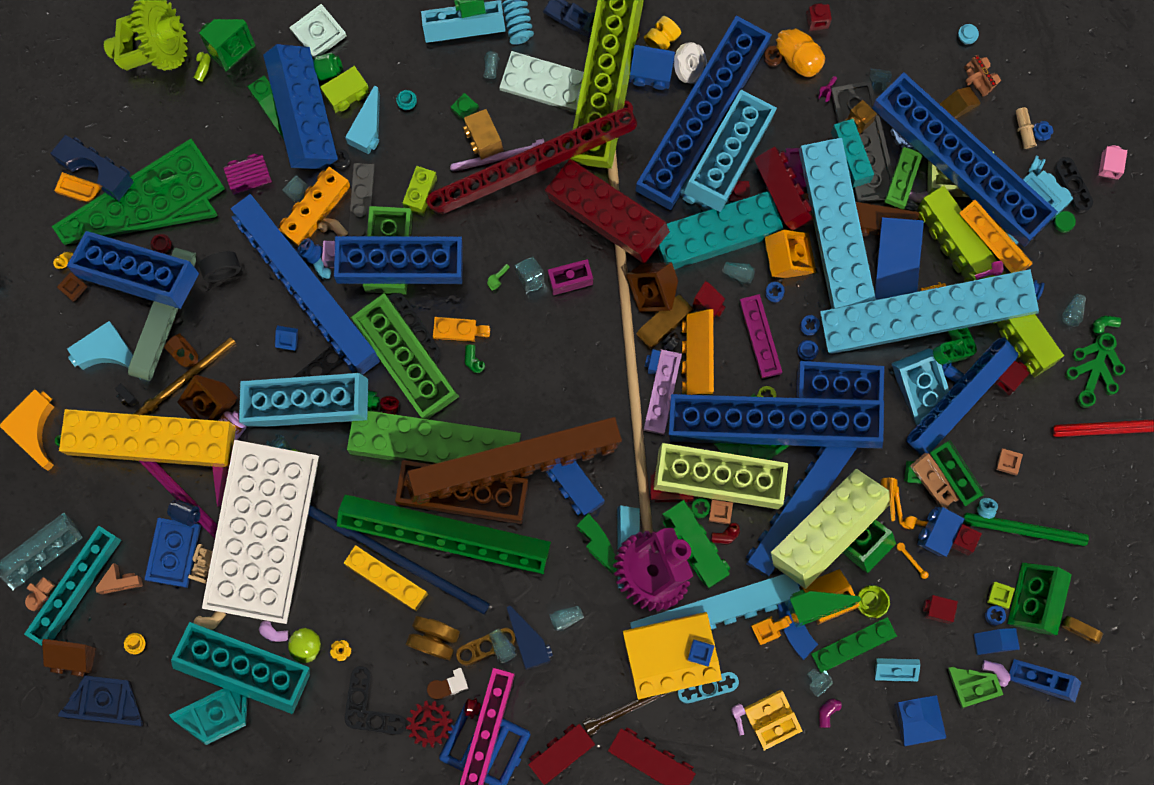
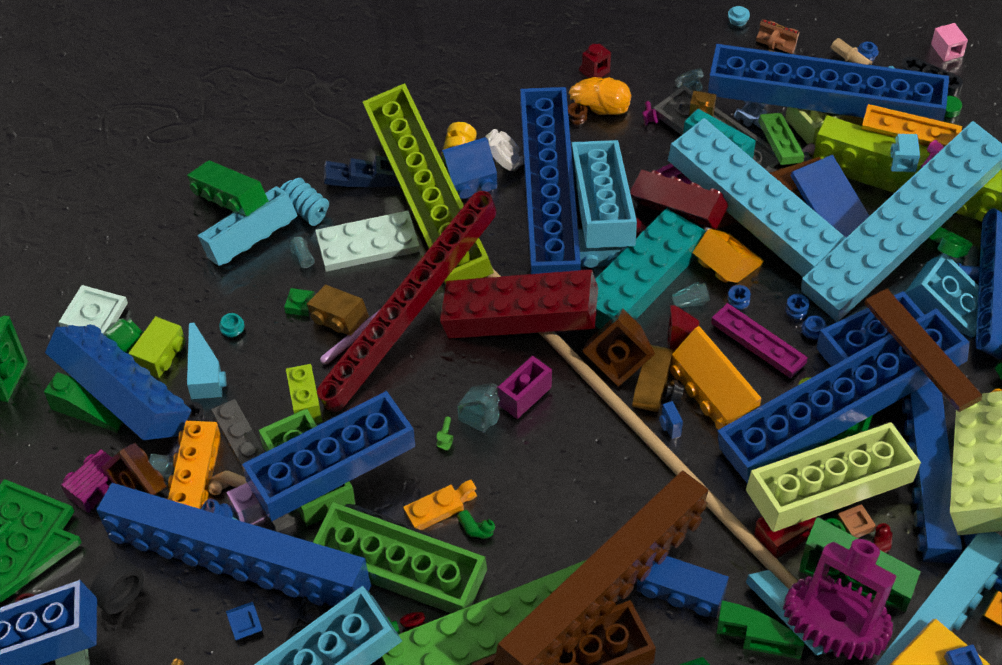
camera: 30 degrees left, 25 degrees down
(272, 191) = (133, 470): none -> reddish brown slope
(661, 393) = (704, 446): lavender plate -> none
(846, 426) = (923, 350): none -> reddish brown tile
(969, 258) = (905, 153): none -> medium azure brick

